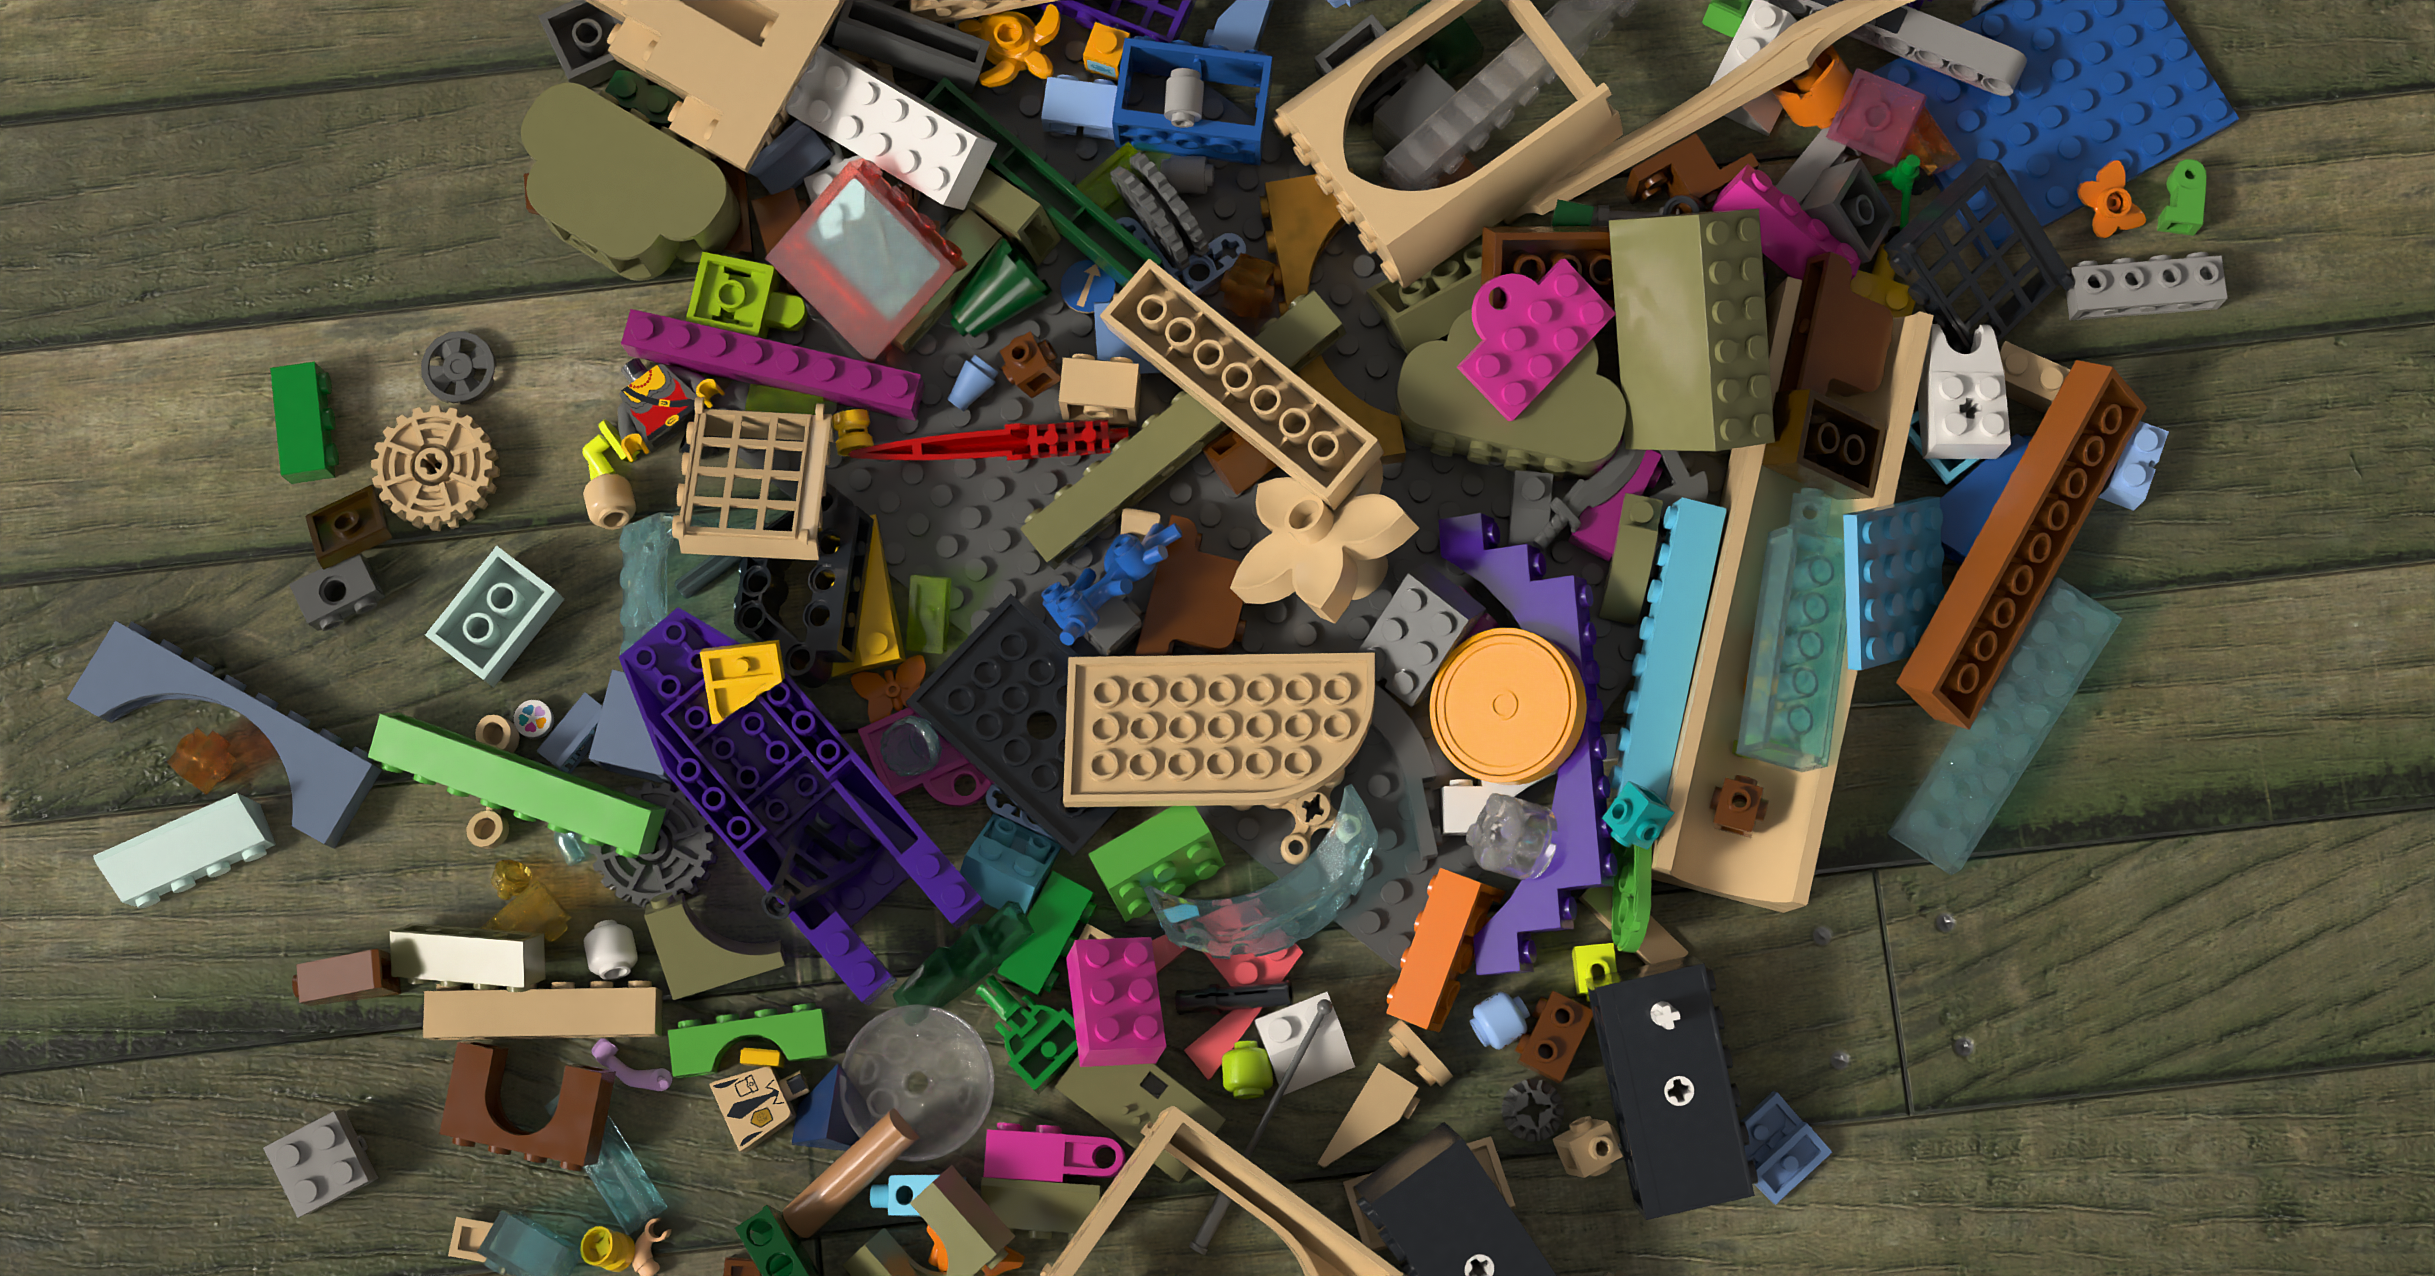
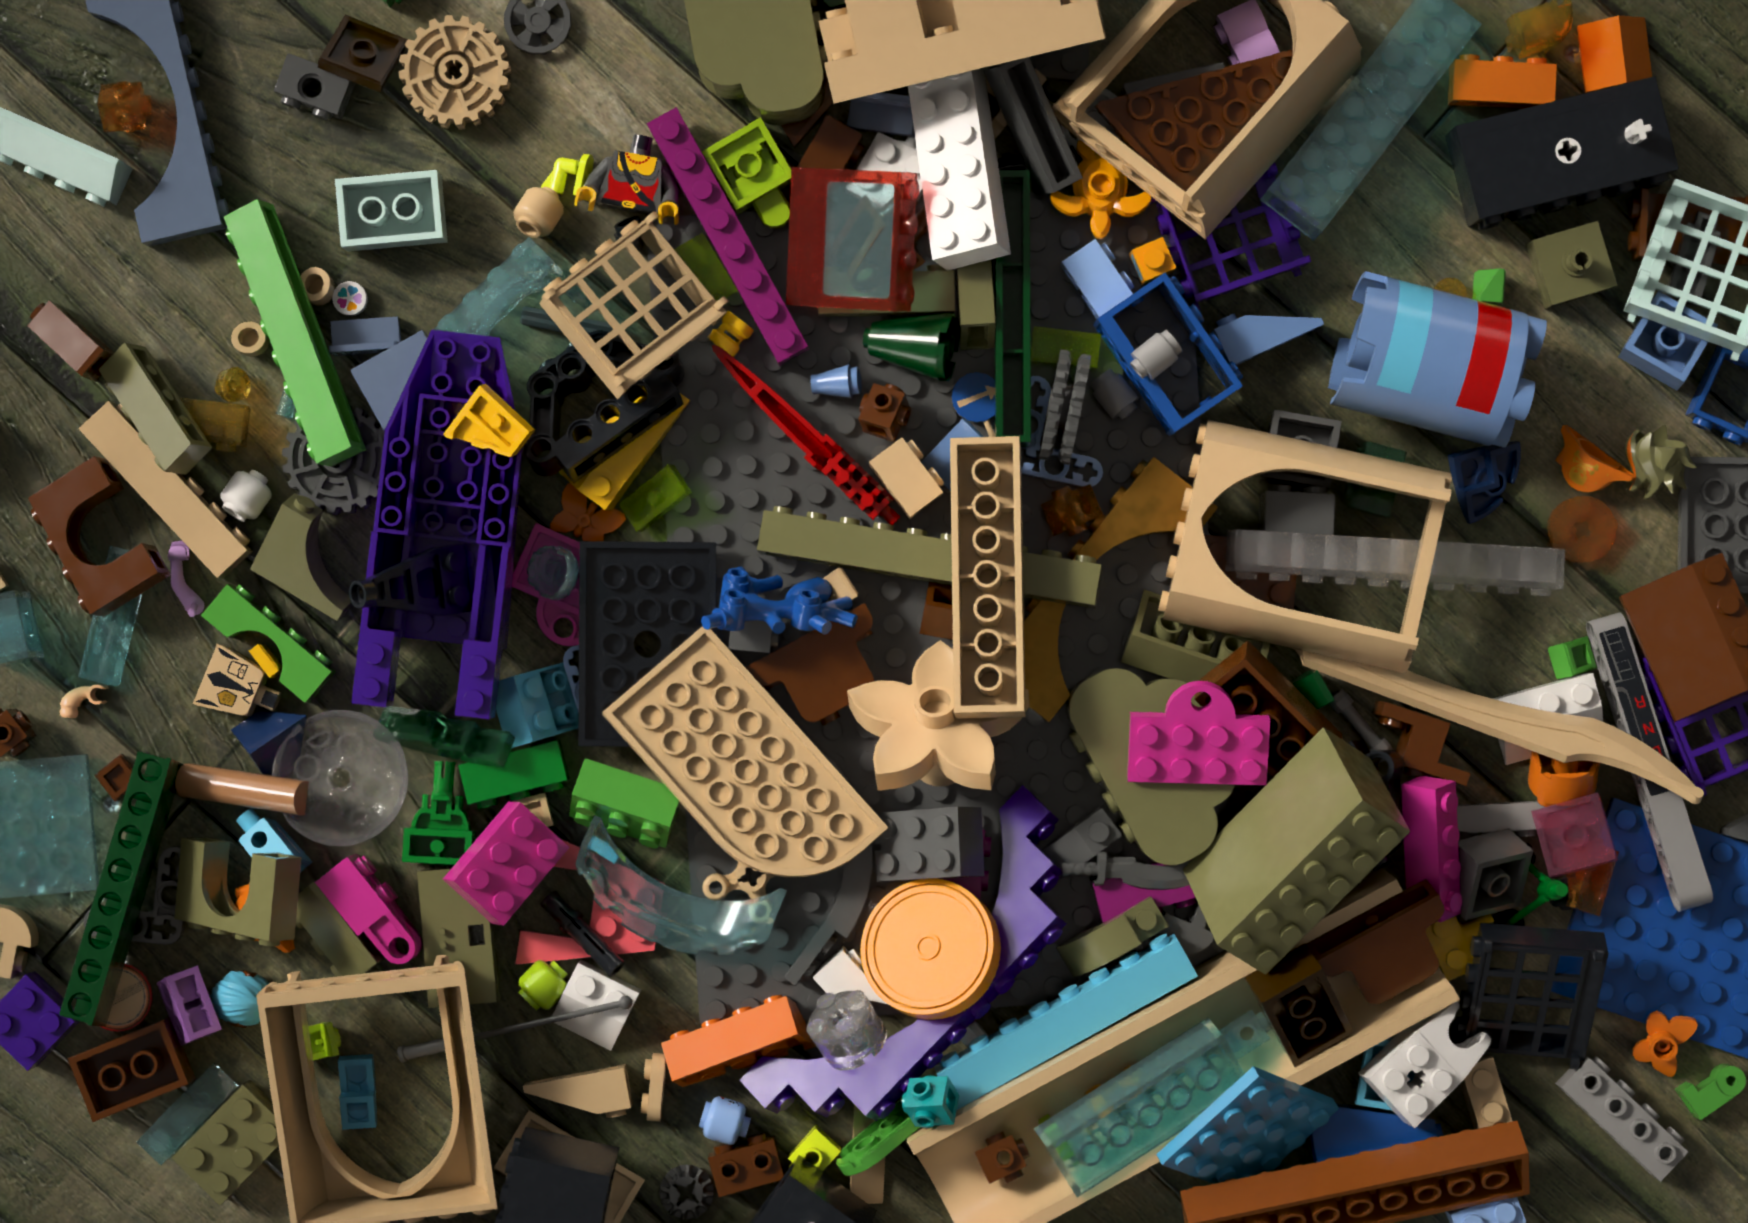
camera: 40 degrees right, 10 degrees up
(607, 1249) = (56, 675): yellow wheel -> none

